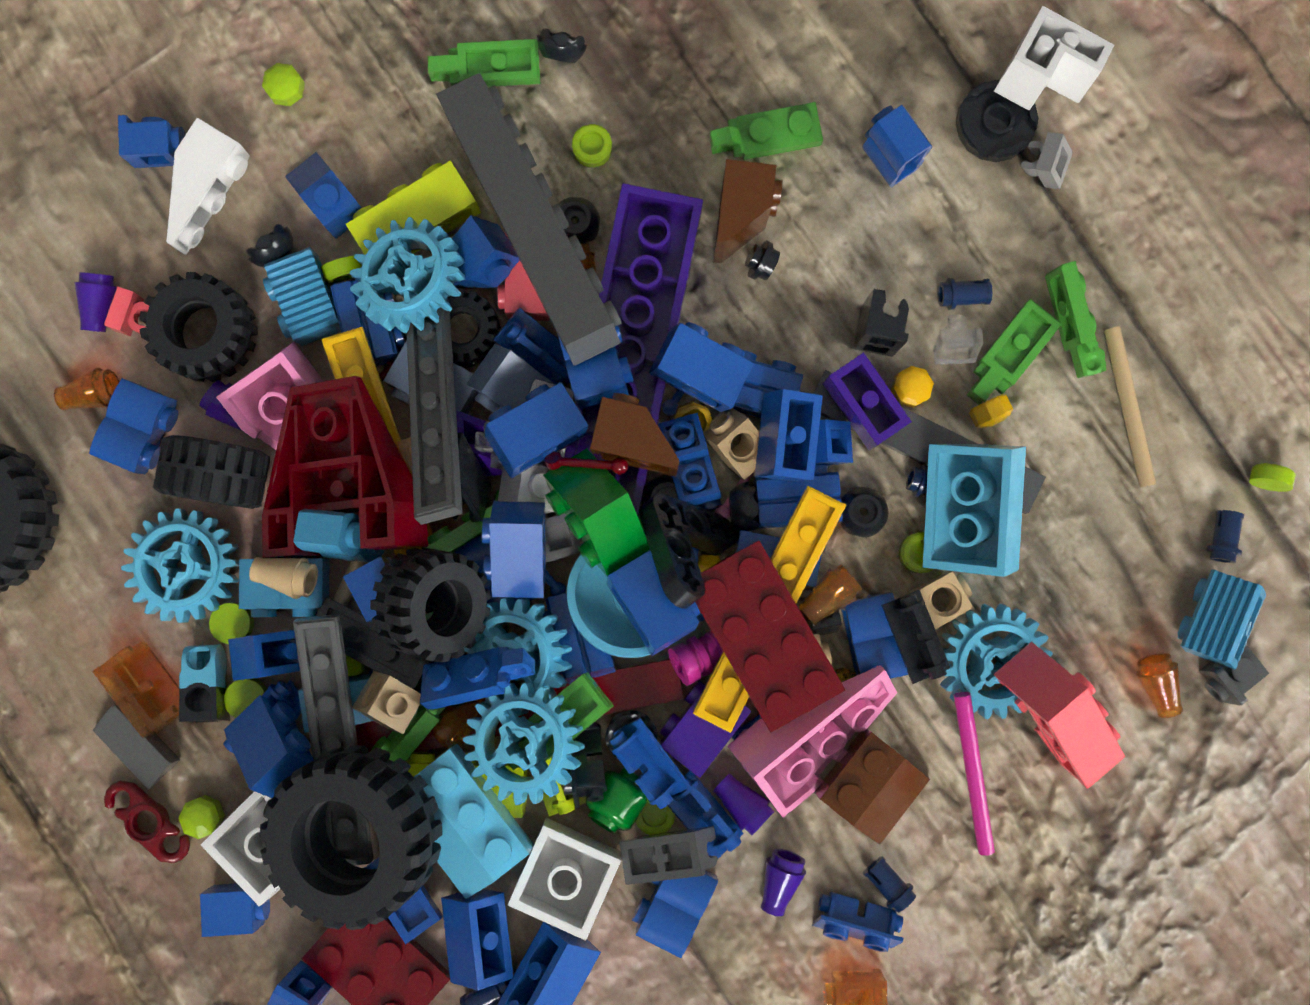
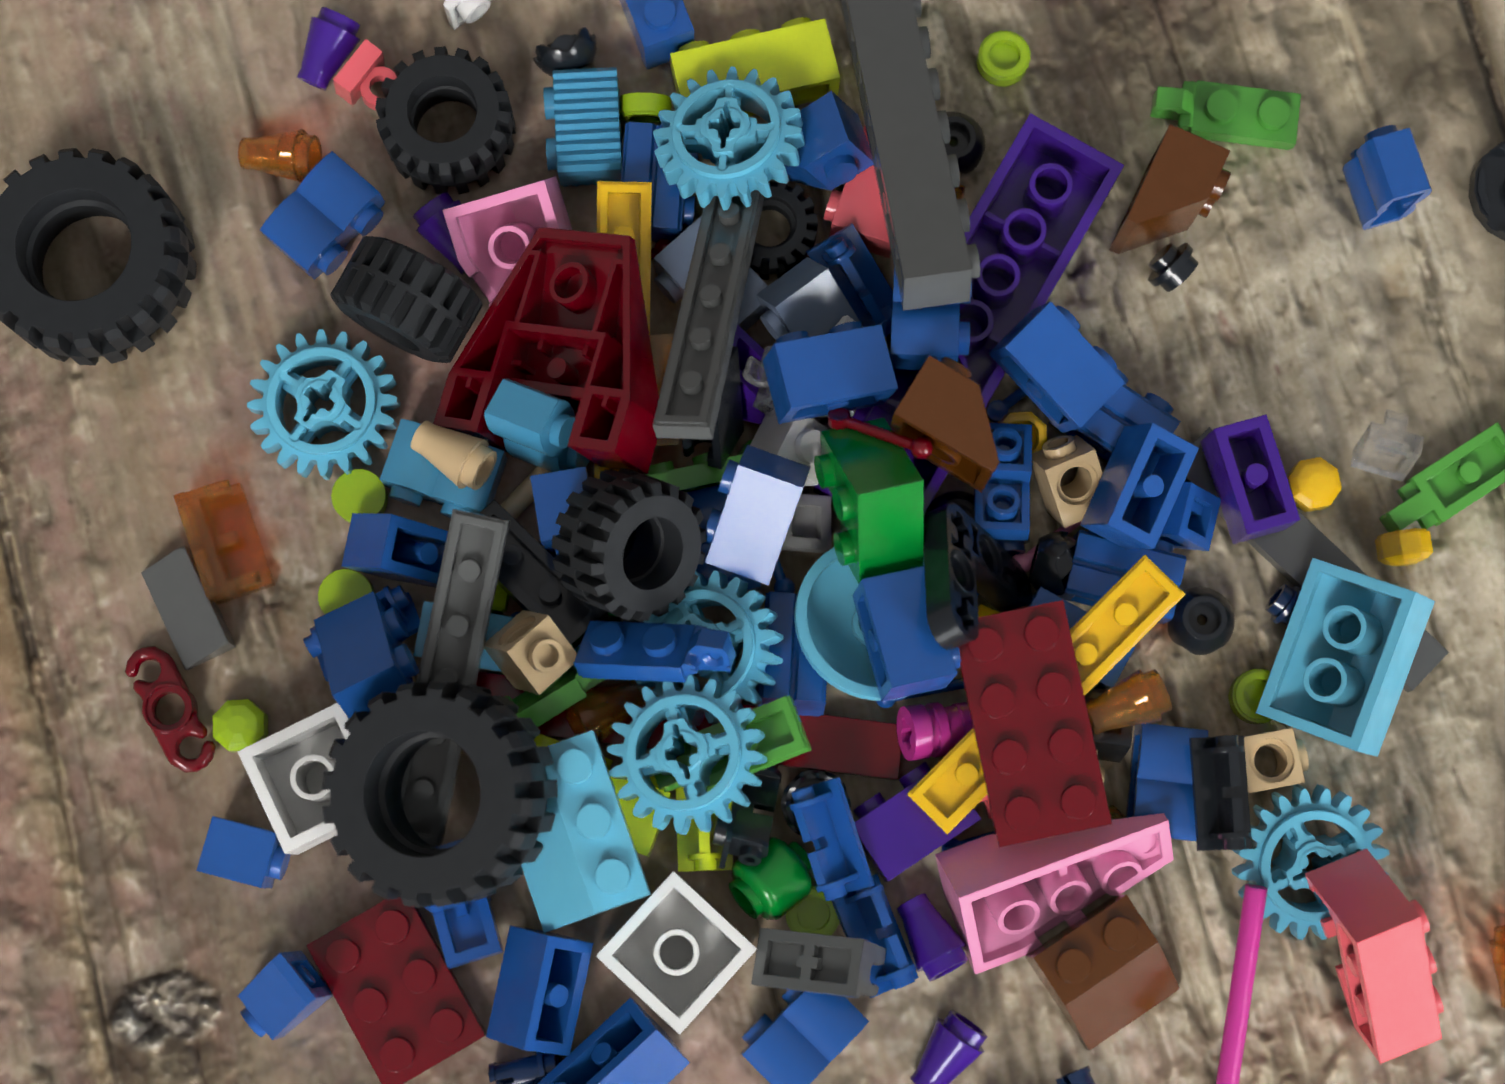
camera: 15 degrees right, 5 degrees down
(203, 684) = (300, 561): leg -> none
(879, 331) = (1293, 399): black hinge -> none
(964, 293) = (1416, 389): dark blue pin -> none

